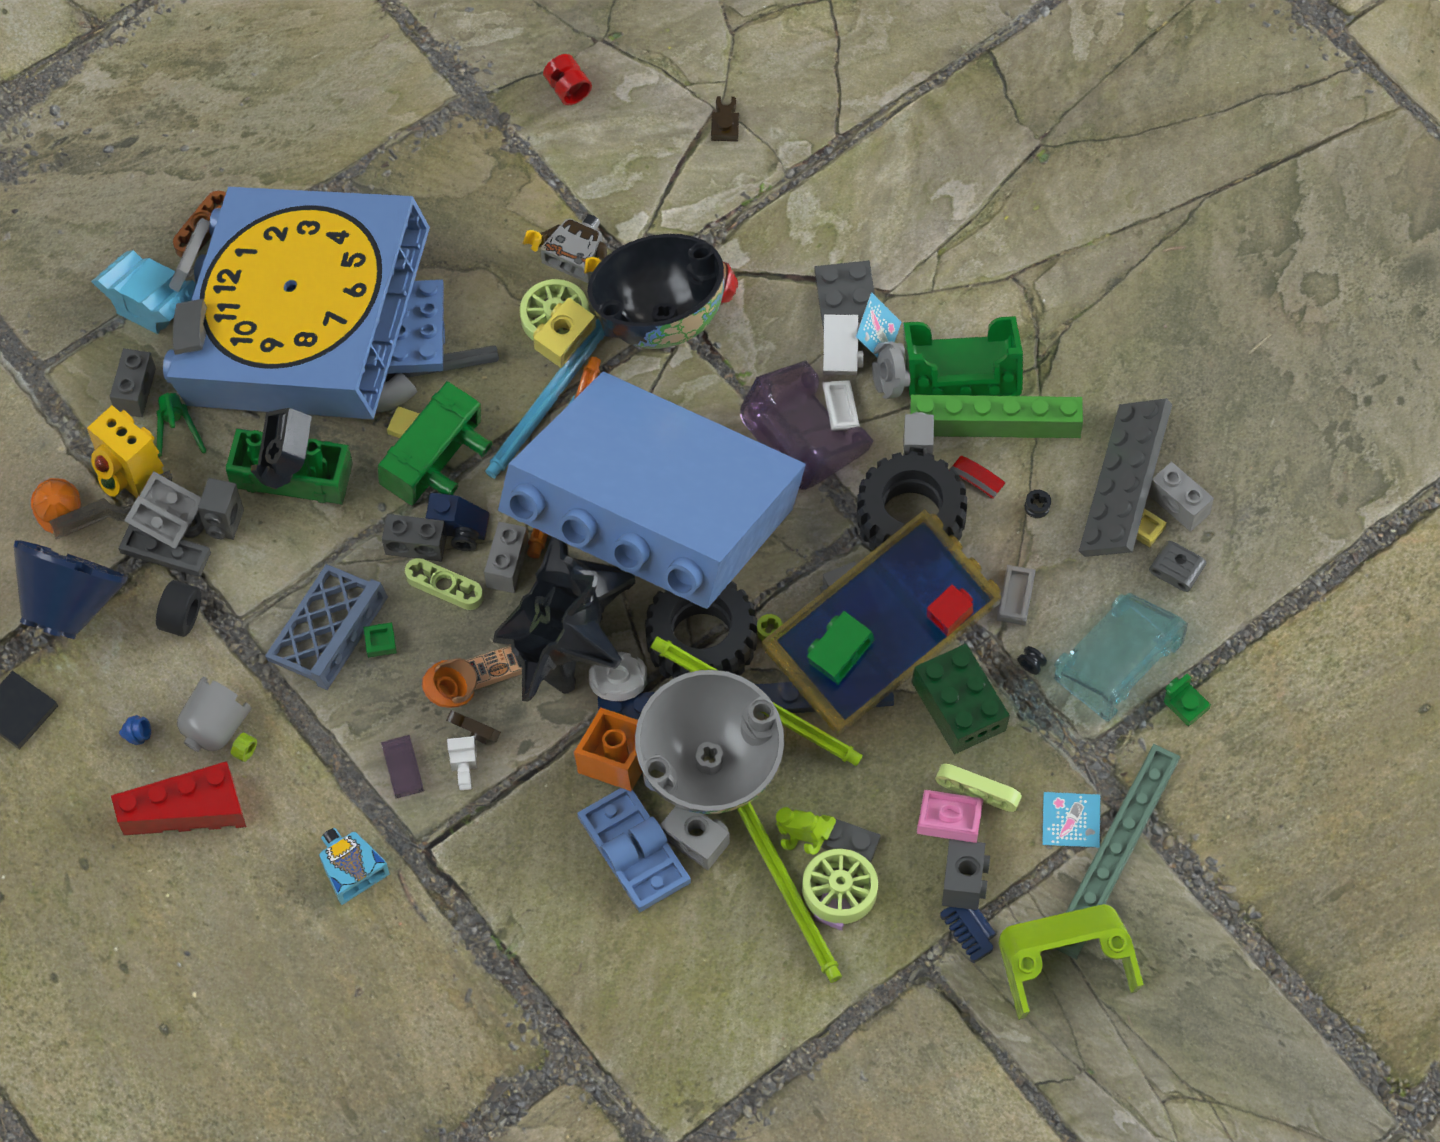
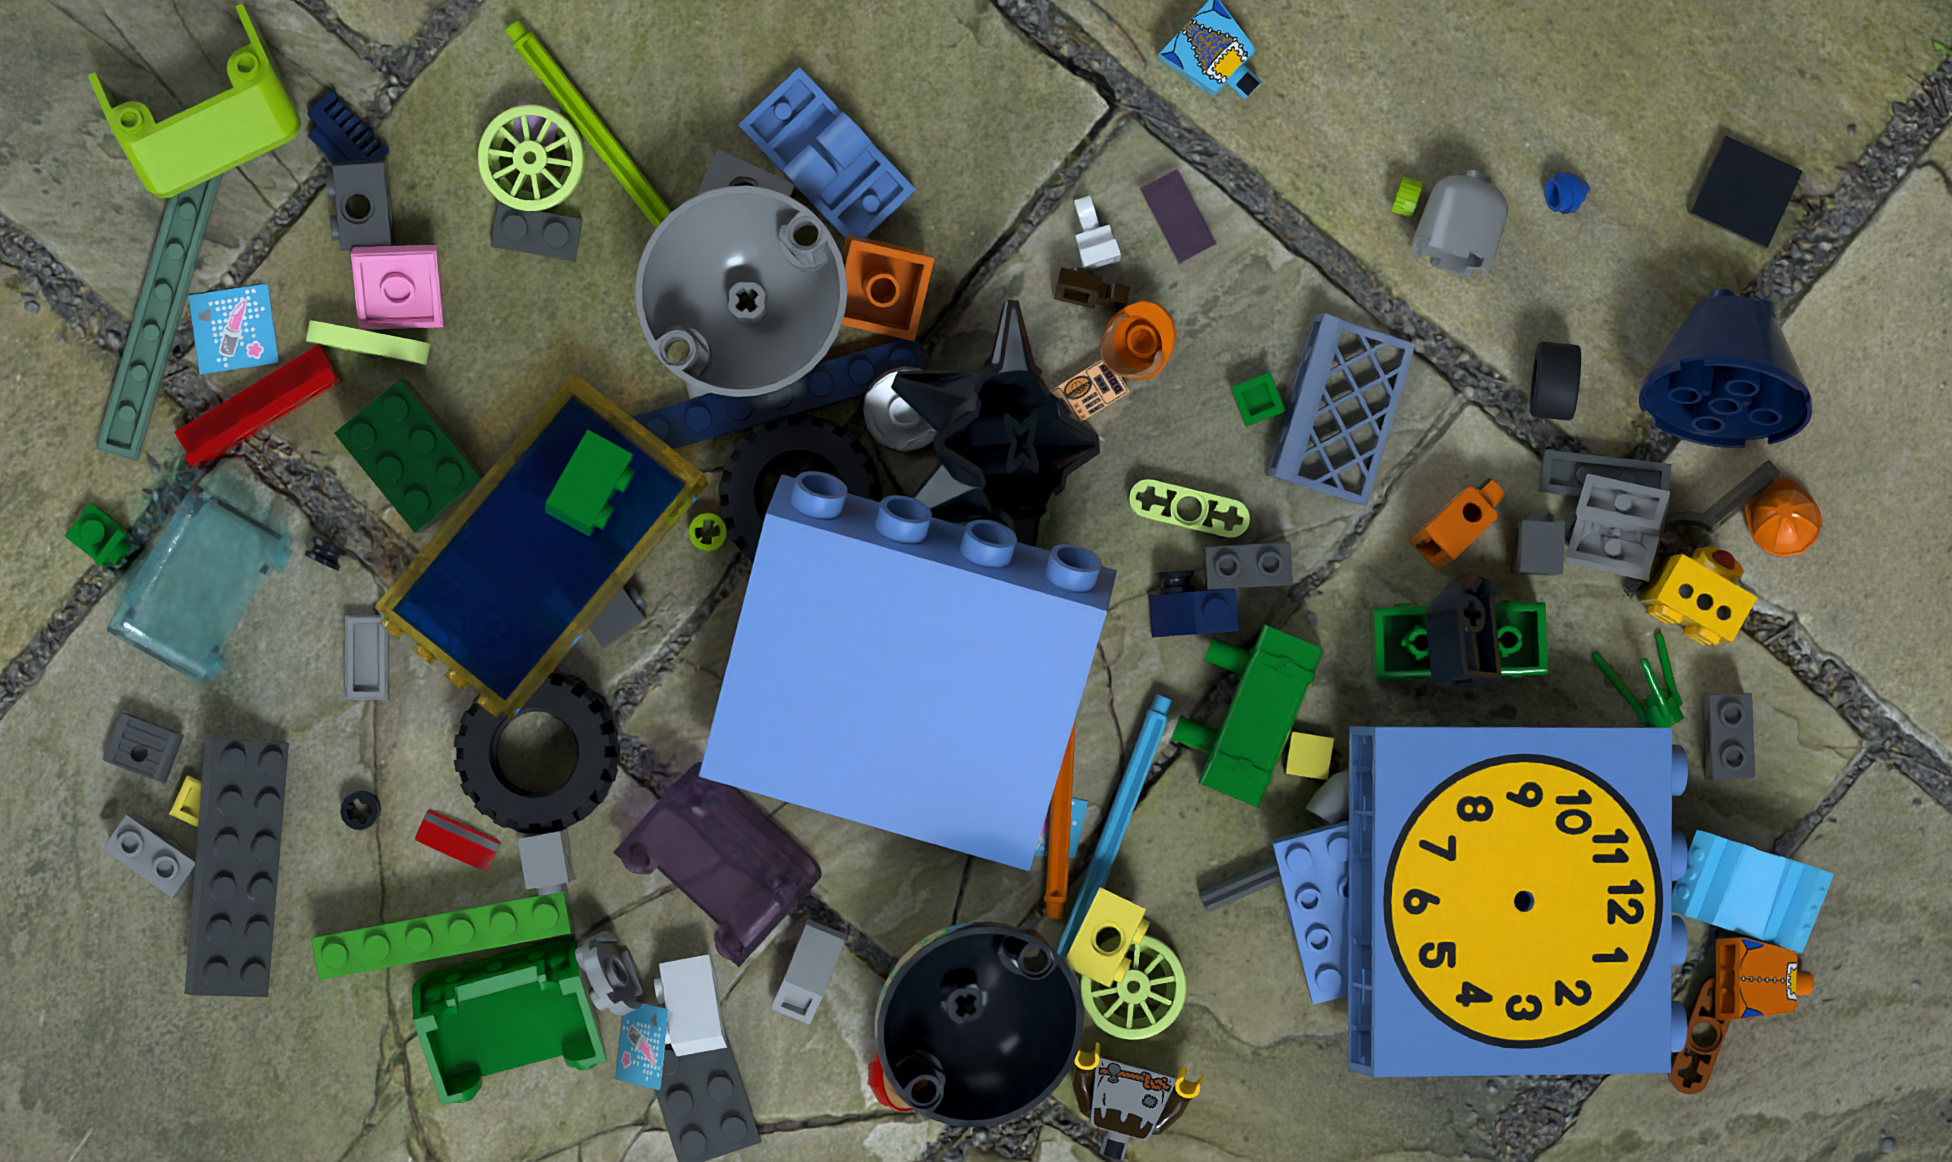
camera: 170 degrees right, 25 degrees up
(160, 238) = (1757, 979): none -> orange torso
(181, 803) = (1460, 94): red wedge -> none
(188, 326) = (1659, 807): dark grey slope -> none
(189, 254) = (1699, 951): light grey tile -> none
(268, 535) = (1449, 532): none -> orange torso
(506, 557) = (1111, 543): light grey brick -> none
(760, 354) = (808, 971): none -> light grey slope
(787, 718) = (675, 388): lime piece -> none
(804, 827) = (604, 229): lime piece -> none
(840, 405) = (675, 912): white tile -> none
(950, 609) = (440, 564): red brick -> none
(1062, 759) = (257, 407): none -> red fence

